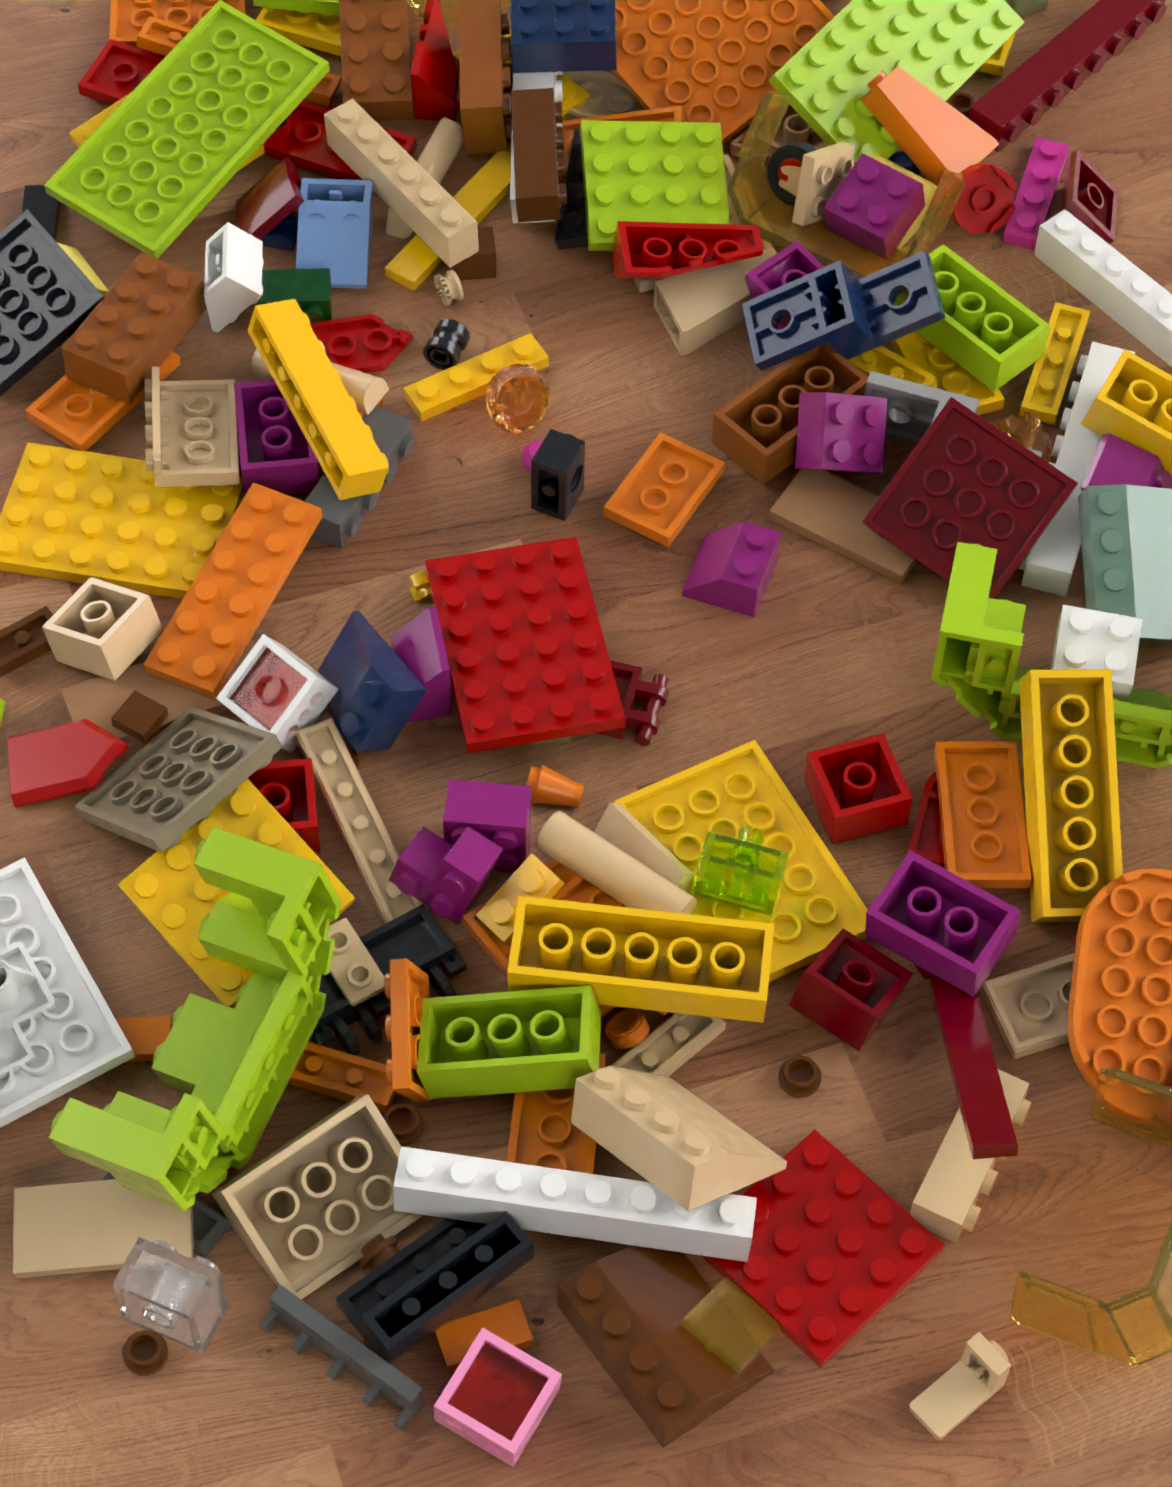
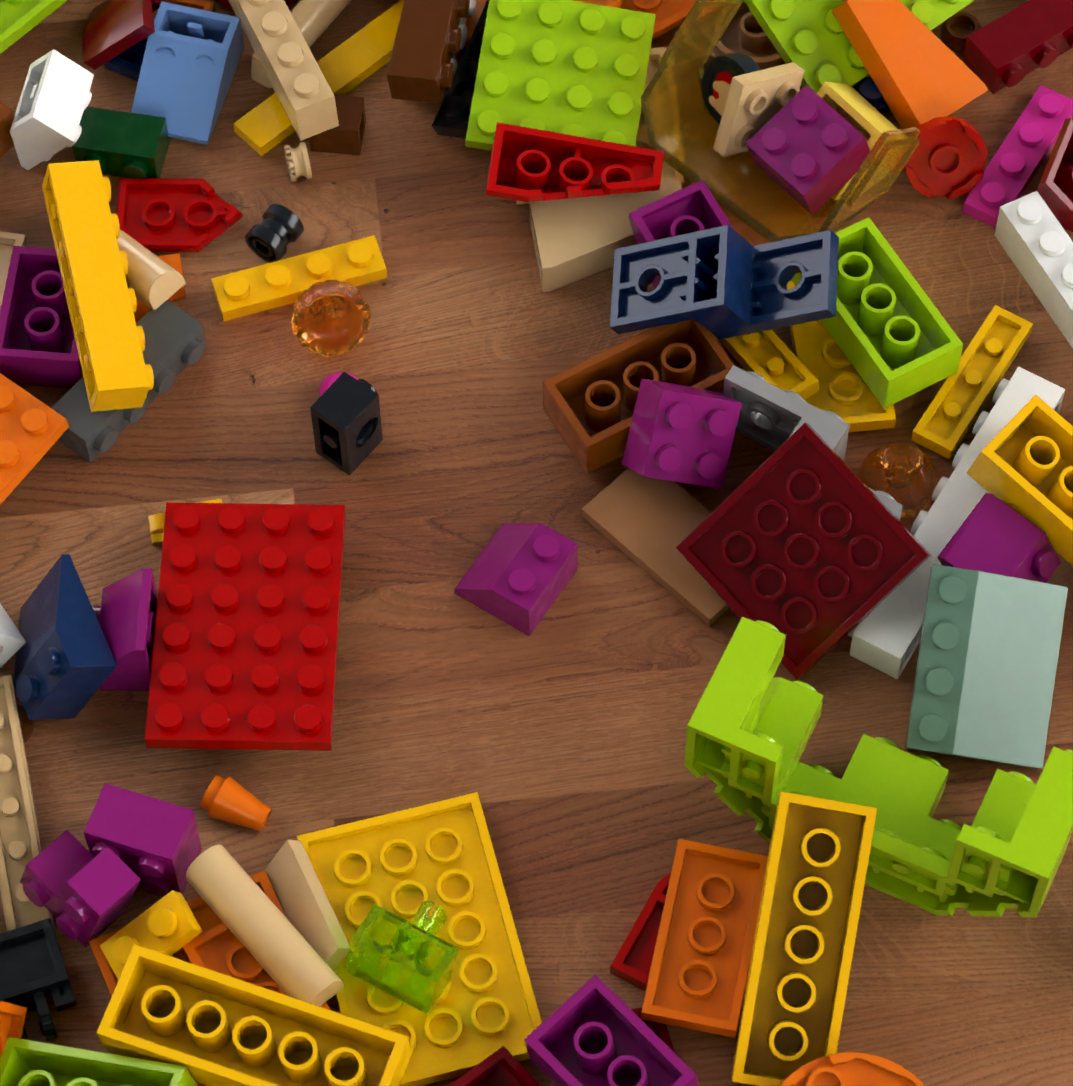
camera: 15 degrees right, 5 degrees up
(631, 687) = (352, 697): dark red plate -> none
(664, 489) = (469, 459): orange plate -> none
(857, 788) = (574, 877): red brick -> none
(1098, 642) = (888, 769): white piece -> none

